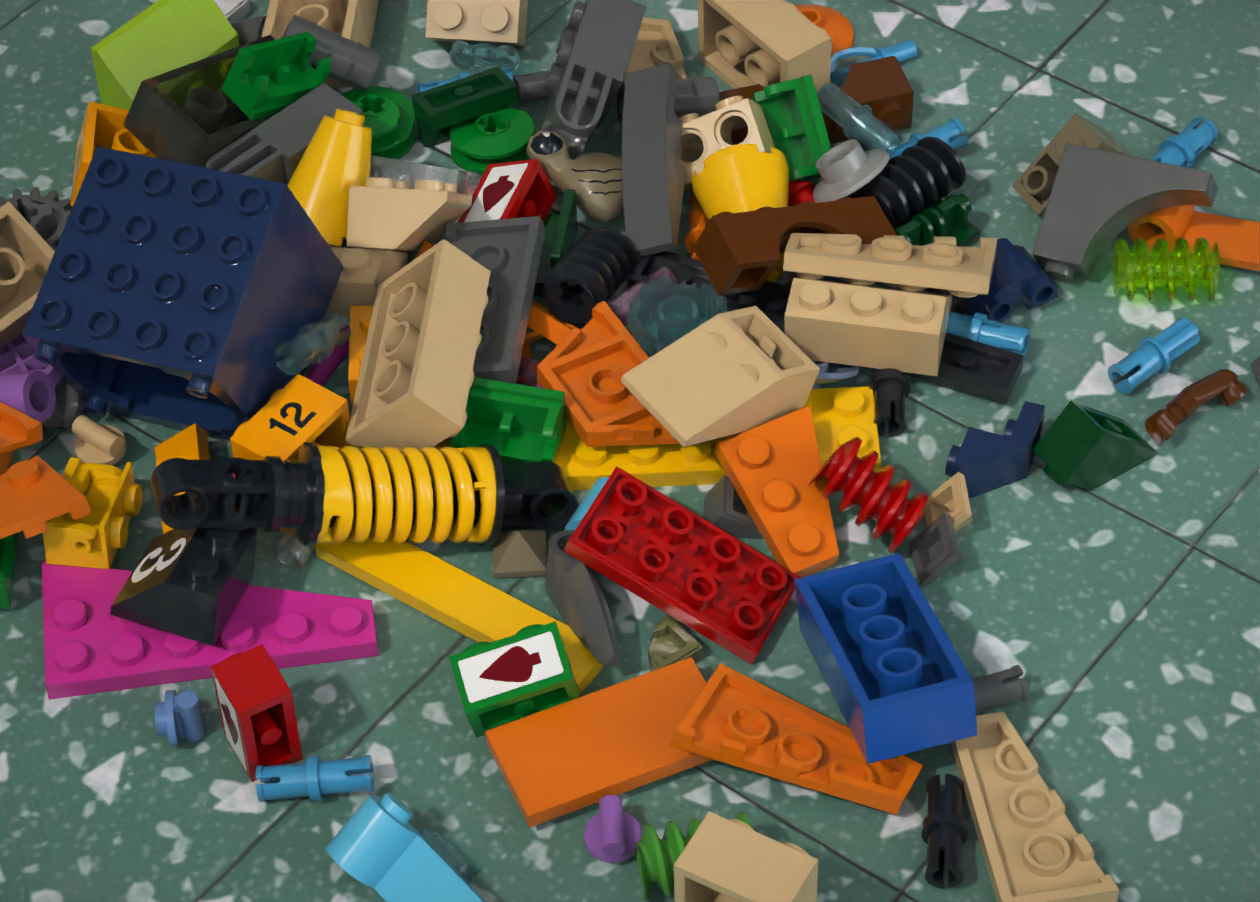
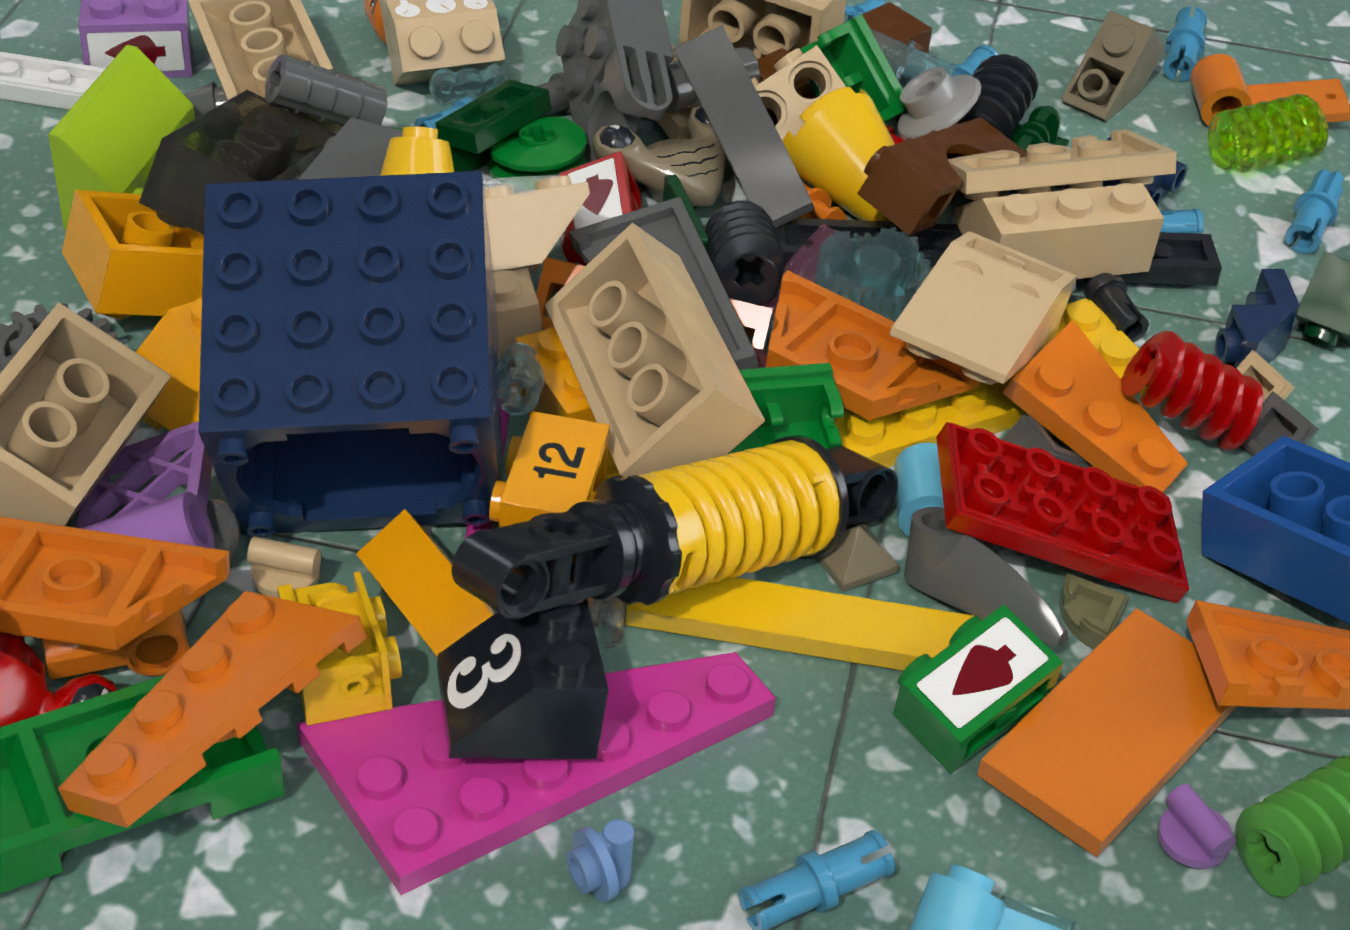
camera: 30 degrees left, 5 degrees down
(256, 710) = (716, 818): red brick -> none
(274, 75) = (291, 120): green hinge -> none
(1102, 195) = (1188, 67): dark grey arch -> none

